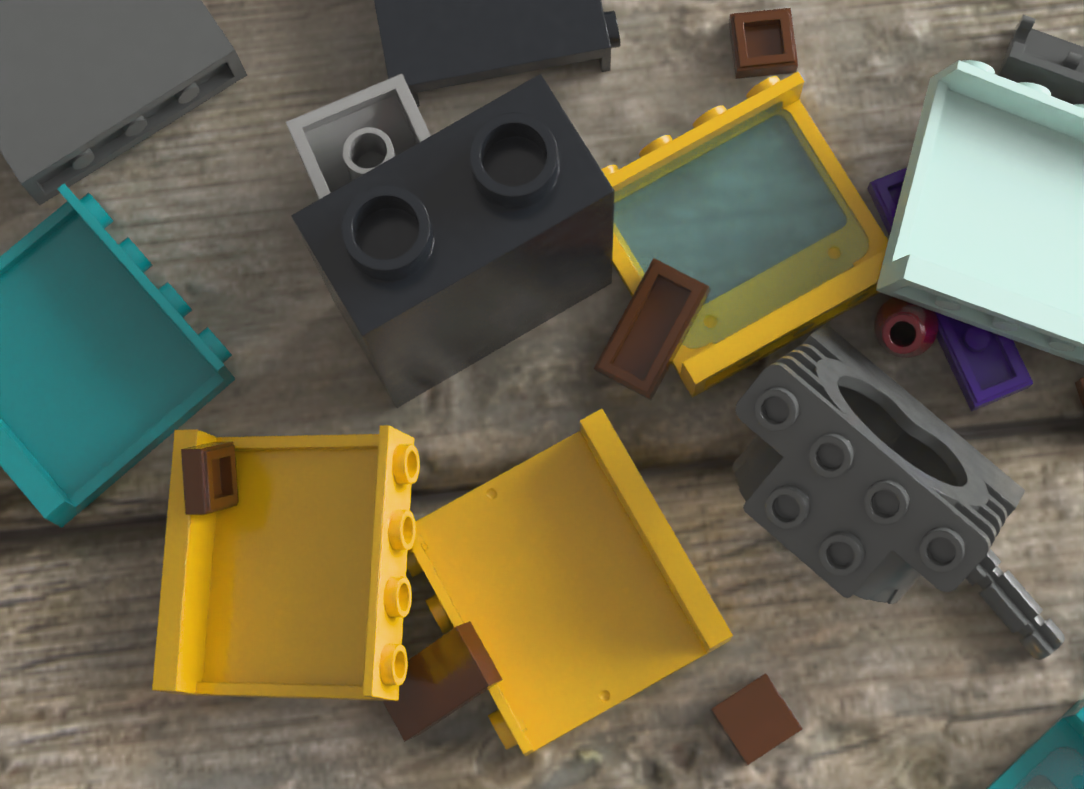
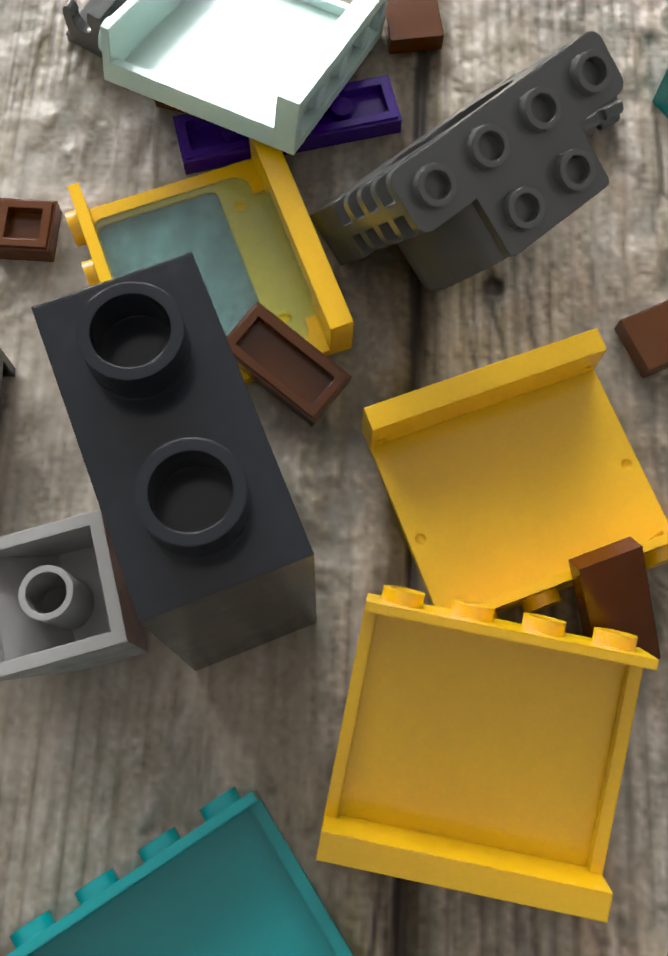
camera: 90 degrees left, 5 degrees down
(209, 477) = (376, 825): reddish brown tile -> none
(898, 310) = (327, 151): dark red cone -> none

